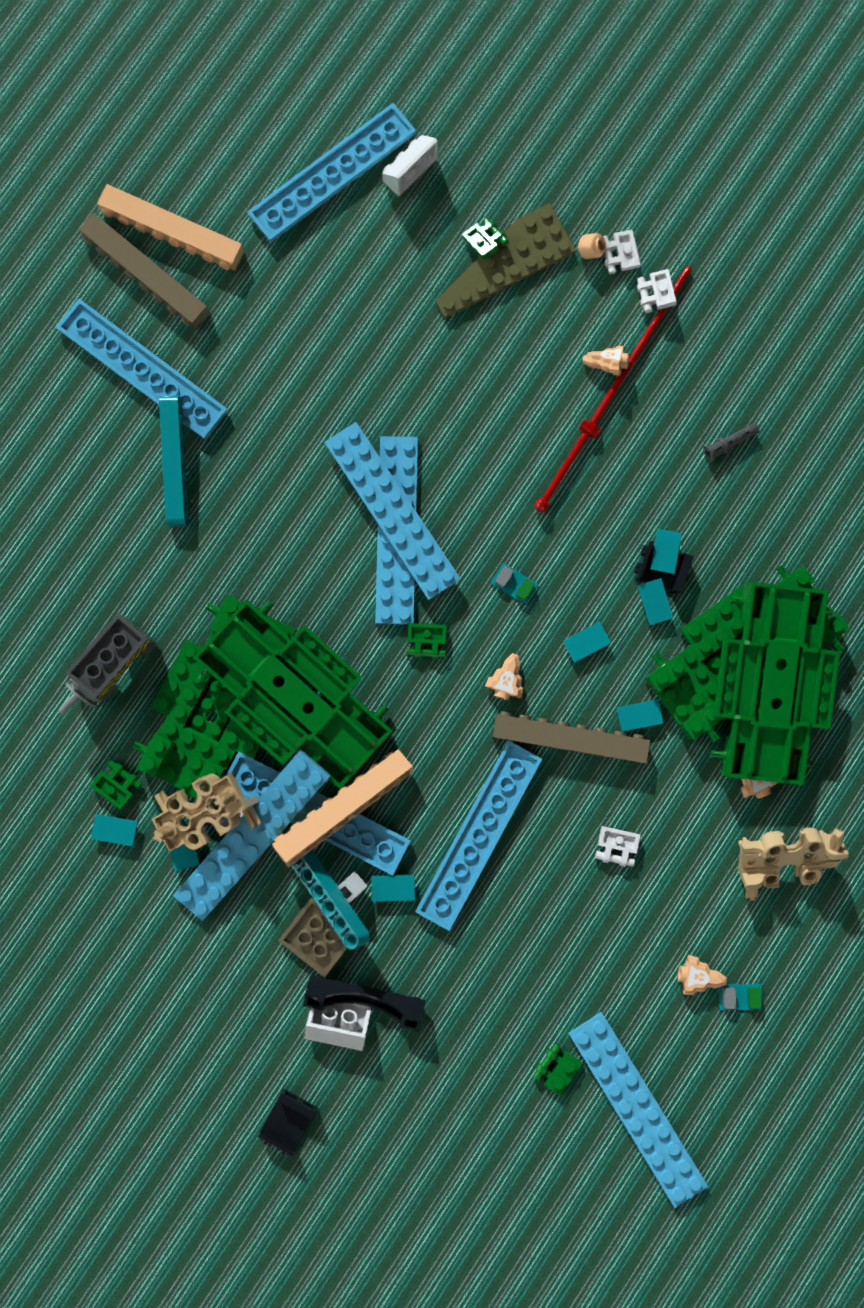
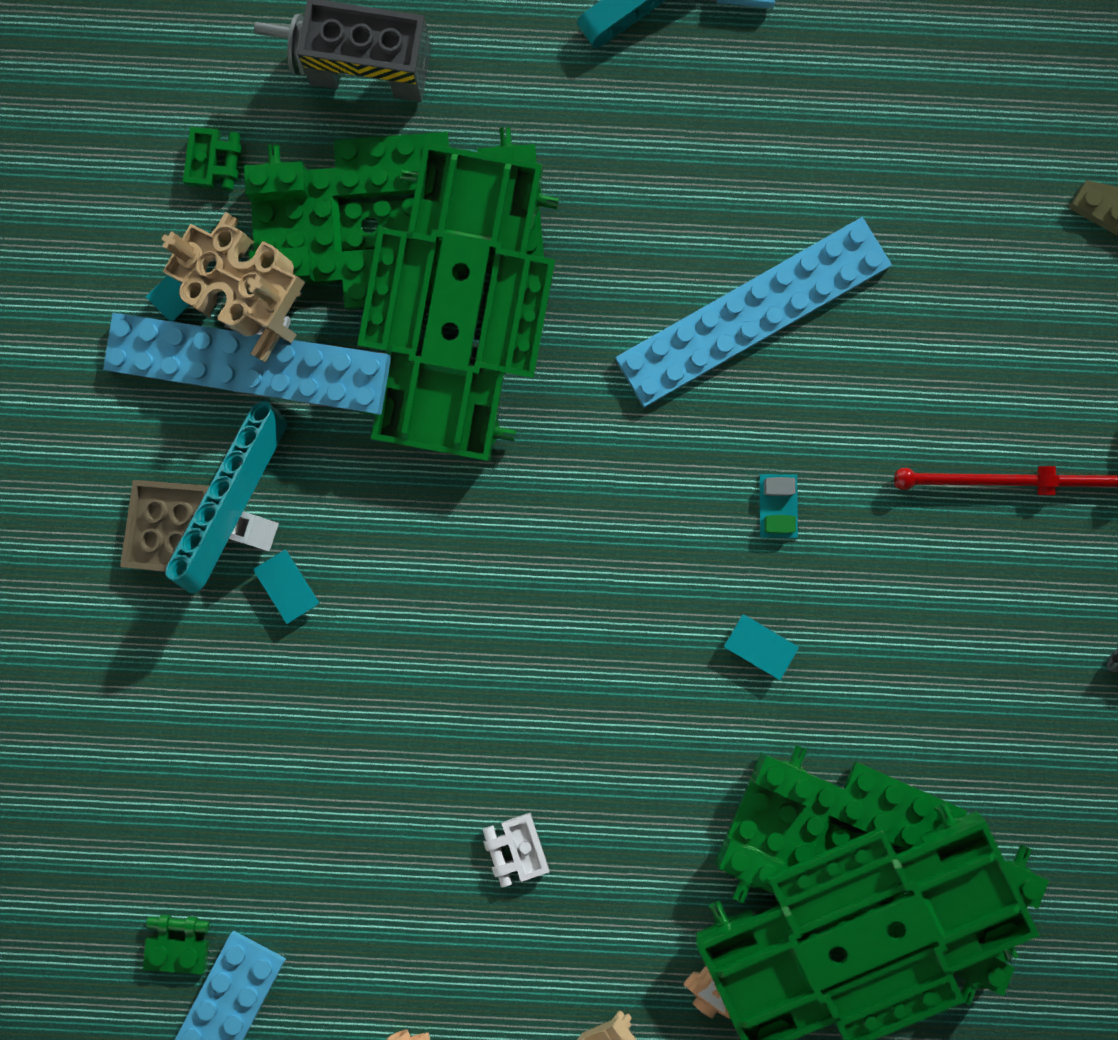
camera: 60 degrees right, 0 degrees up
(114, 830) = (153, 191): teal piece -> none
(326, 992) = (100, 578): black arch -> none
(339, 1025) = (74, 618): white slope -> none
(342, 808) = (347, 456): light nougat brick -> none
(358, 837) = (325, 448): medium azure plate -> none
(392, 511) = (774, 289): medium azure plate -> none
(426, 634) = (641, 431): green plate -> none
(478, 835) = (420, 656): medium azure plate -> none
(506, 680) = (645, 571): light nougat rock -> none
(571, 738) = (621, 704): dark tan brick -> none
(639, 715) = (707, 776): teal piece -> none
(655, 601) = (872, 706): teal piece -> none
(665, 551) = (948, 680): teal piece -> none
(672, 582) = (922, 690): black panel -> none

